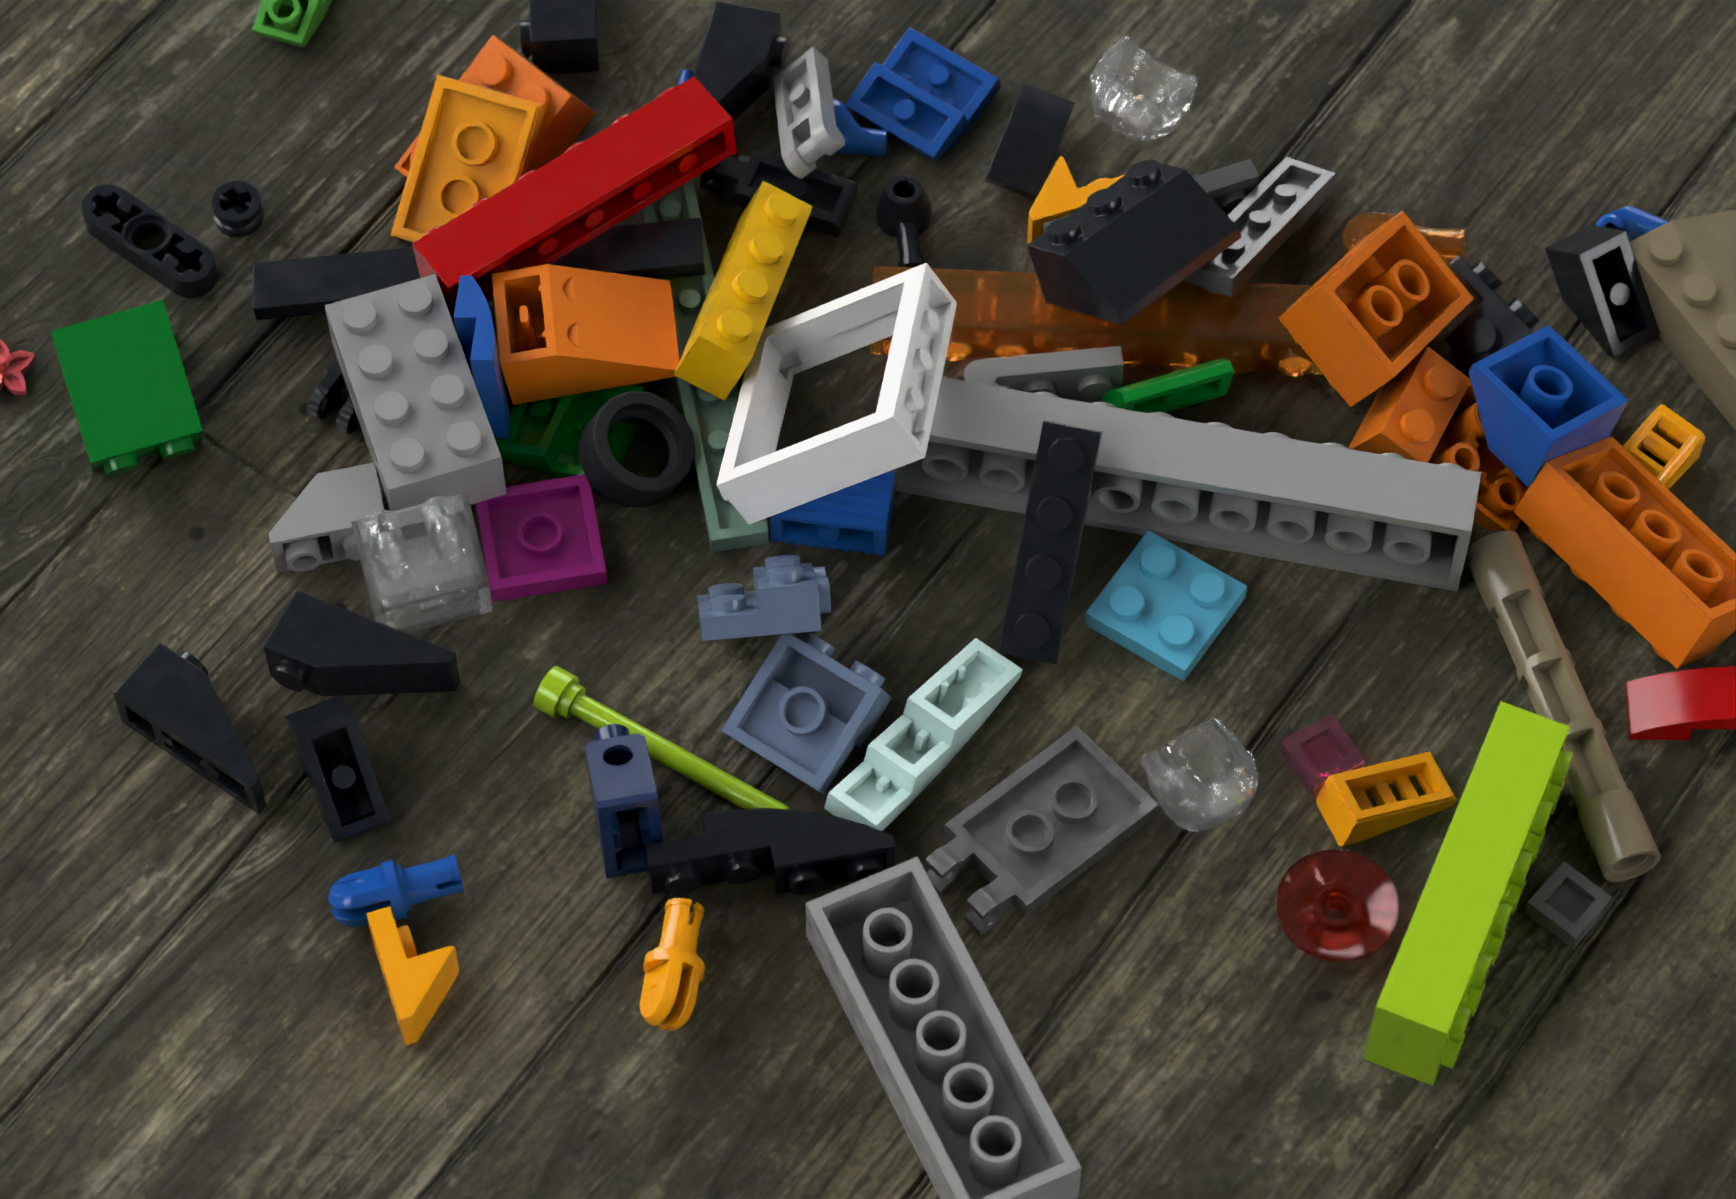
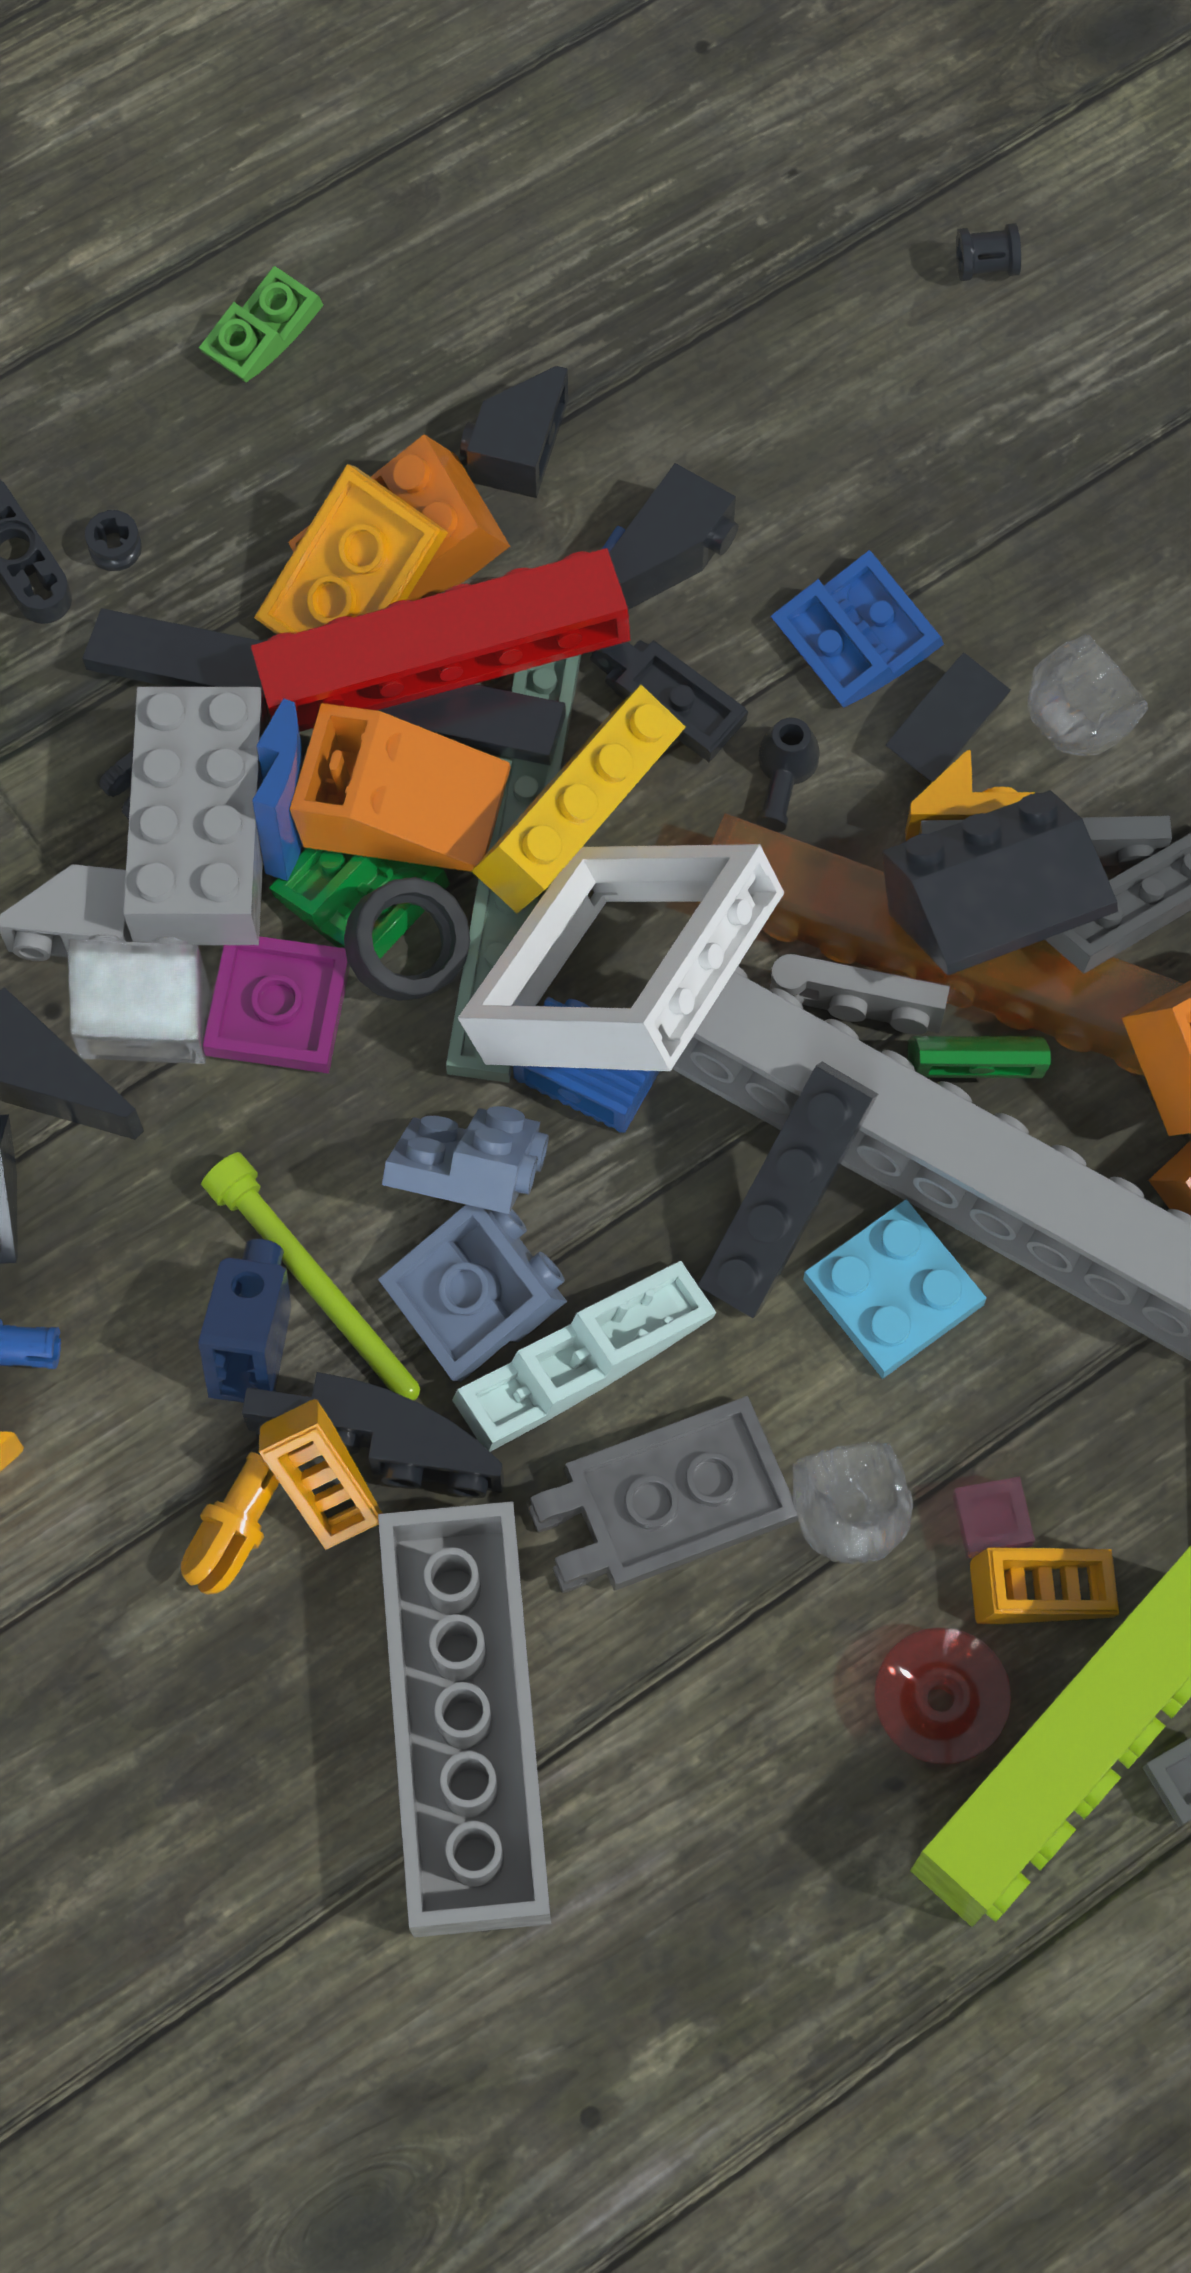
camera: 20 degrees right, 10 degrees up
(705, 877) = (301, 1437): none -> light orange slope
(806, 113) = (720, 617): light grey plate -> none
(858, 140) = (758, 647): blue arm -> none

